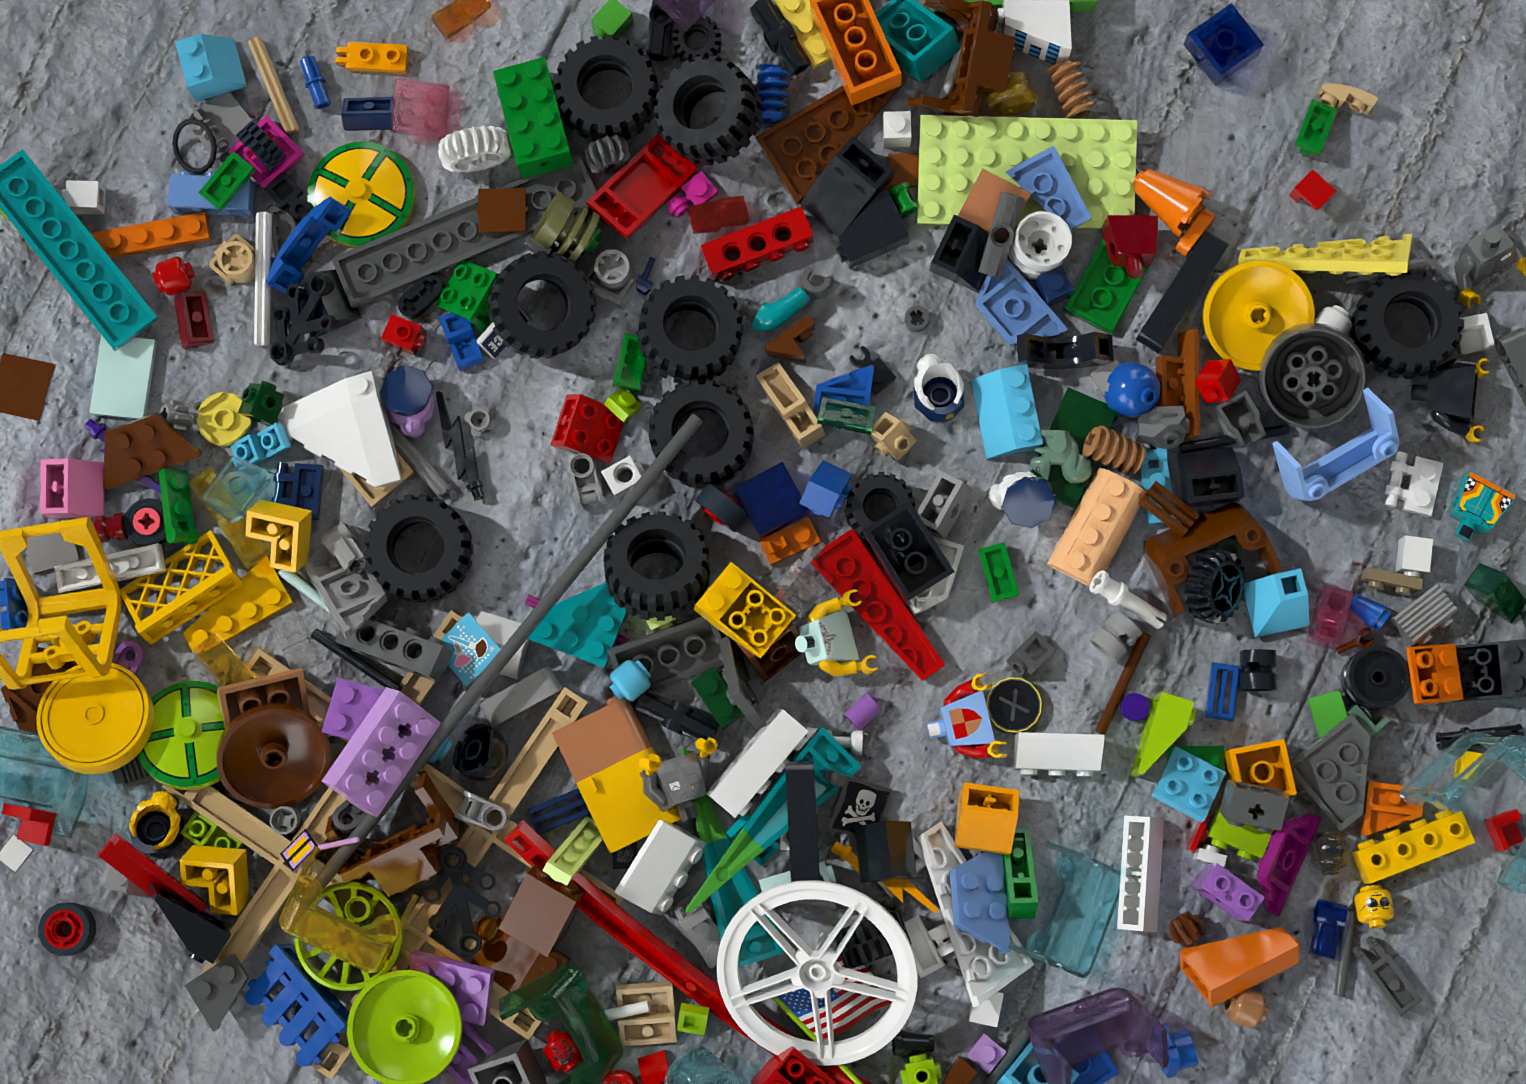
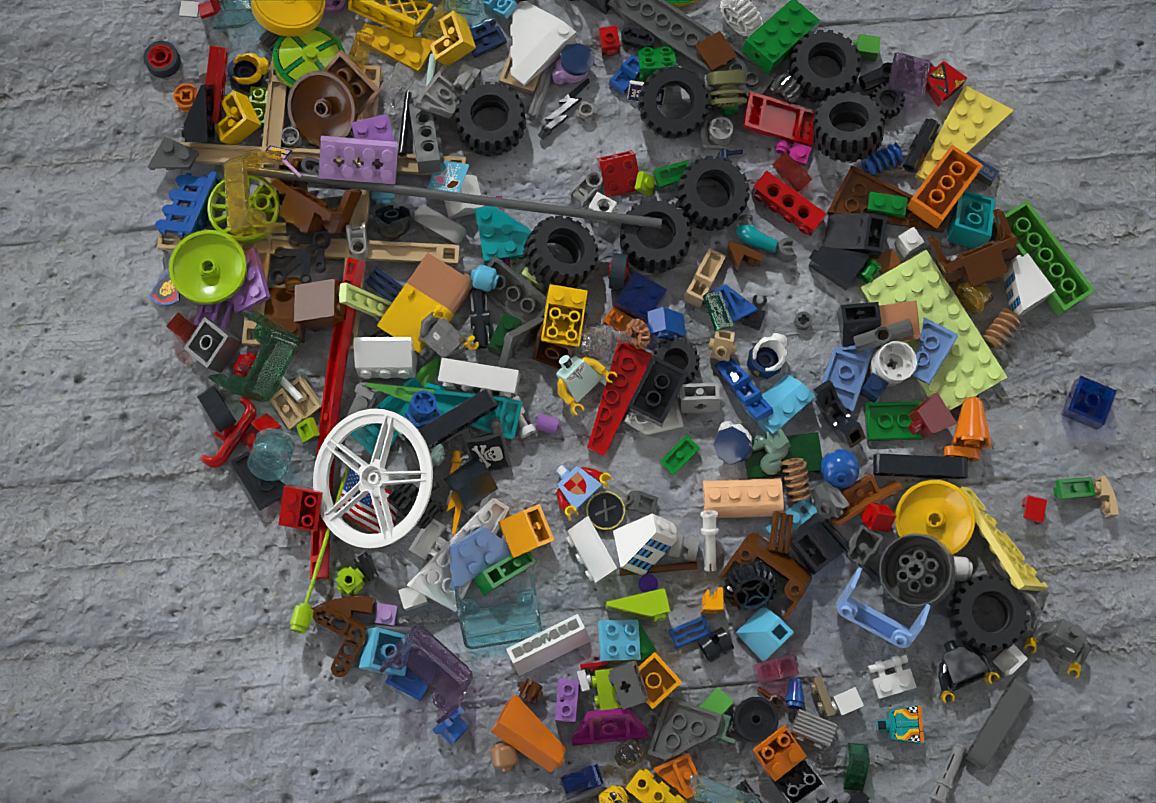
camera: 50 degrees right, 5 degrees down
(144, 925) = (184, 96): none -> orange wheel
(762, 860) = (422, 408): none -> blue piece
(810, 526) = (643, 339): none -> nougat gear
(833, 125) = (887, 204): none -> green plate
(964, 444) = (744, 389): none -> blue slope
(1089, 683) = (644, 542): none -> white slope
(1208, 642) = (714, 603): none -> light orange hinge

